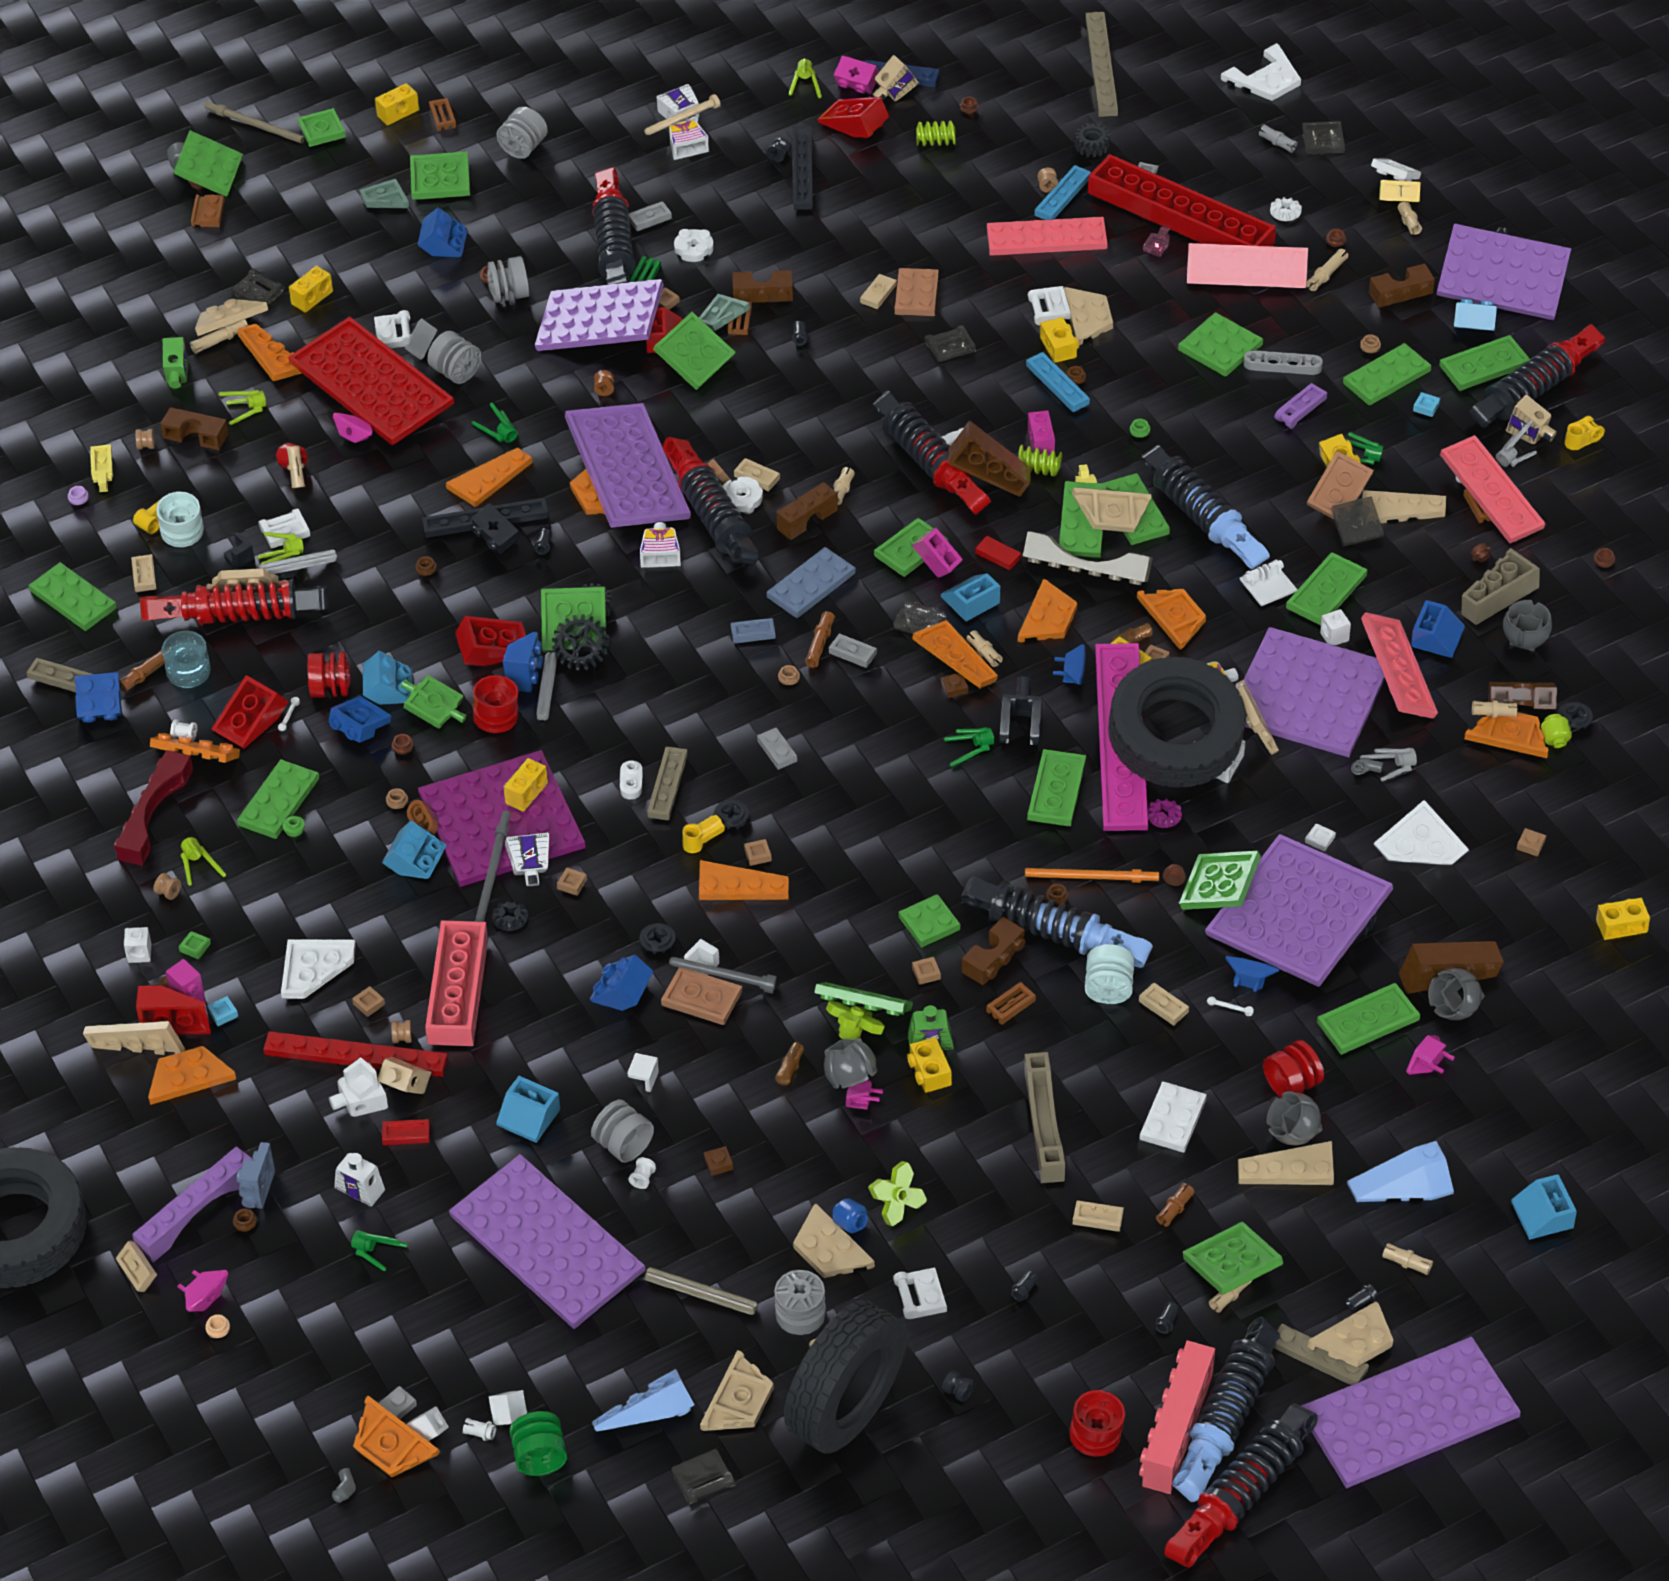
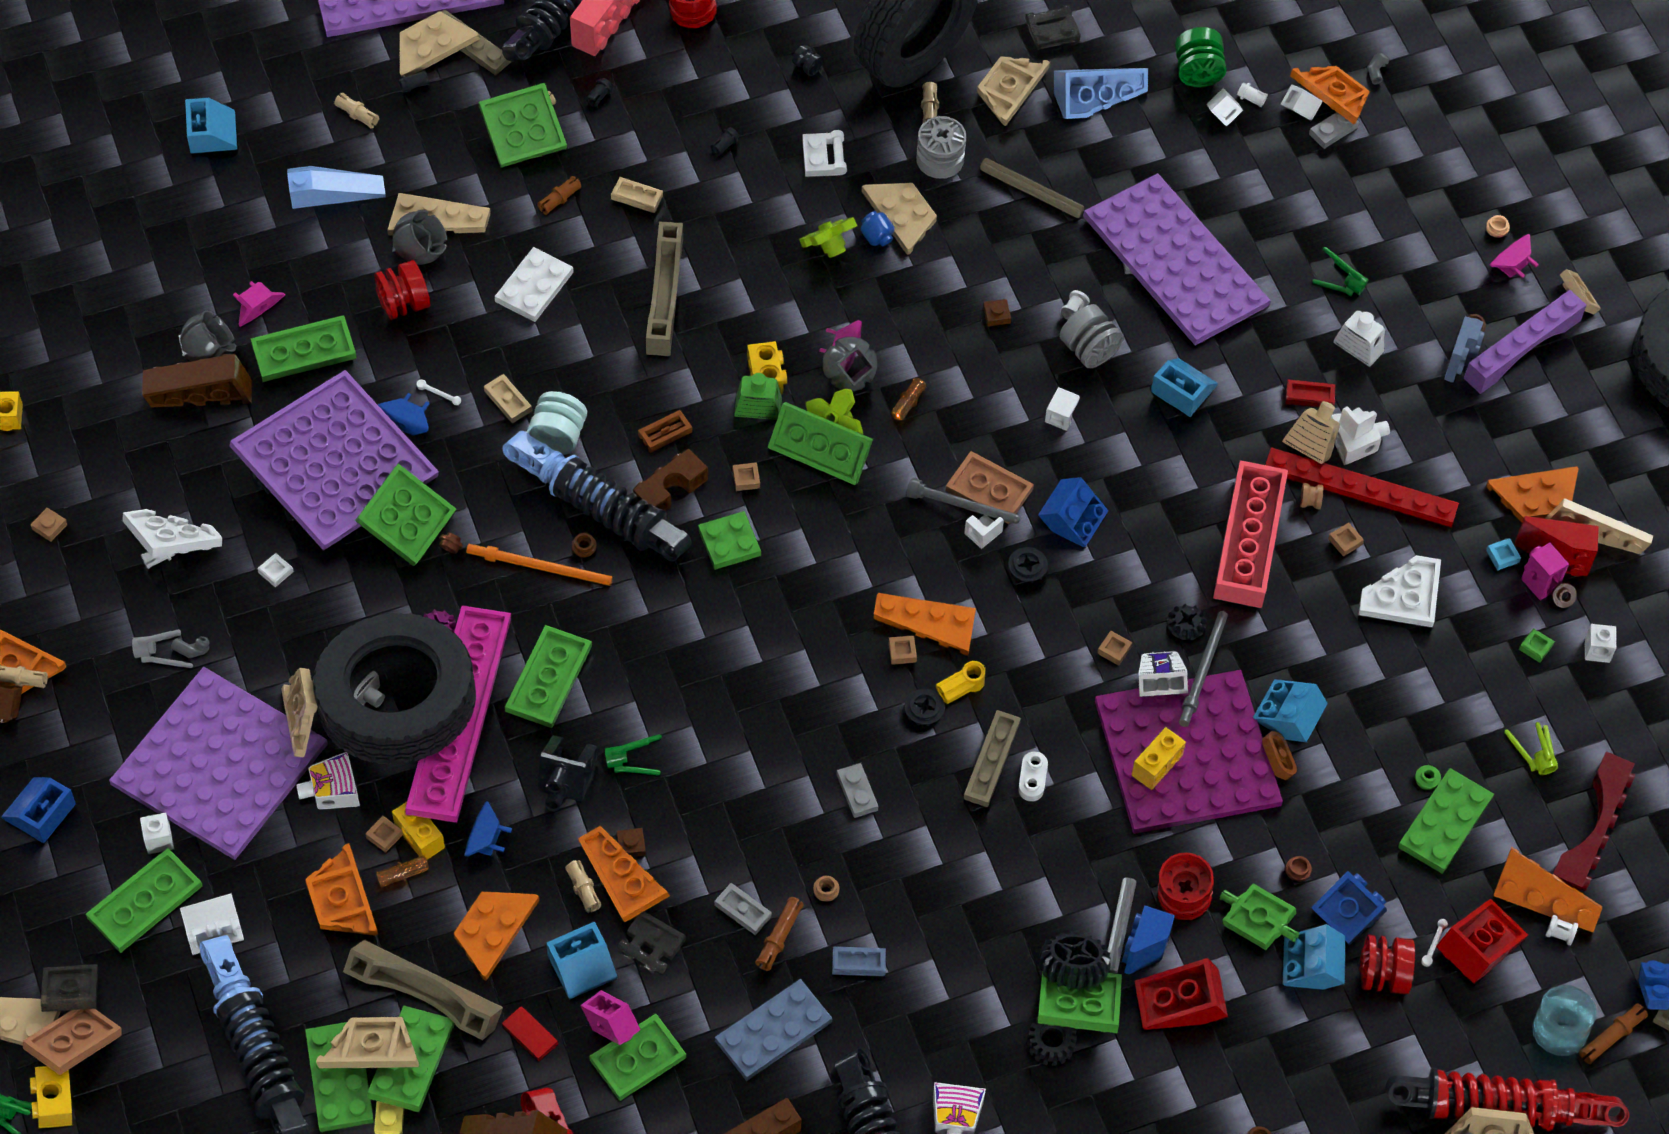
camera: 175 degrees left, 10 degrees up
(168, 886) = (1571, 715): medium nougat wheel -> none
(396, 799) = (1310, 787): medium nougat plate -> none
(1399, 665) = (103, 764): coral plate -> none

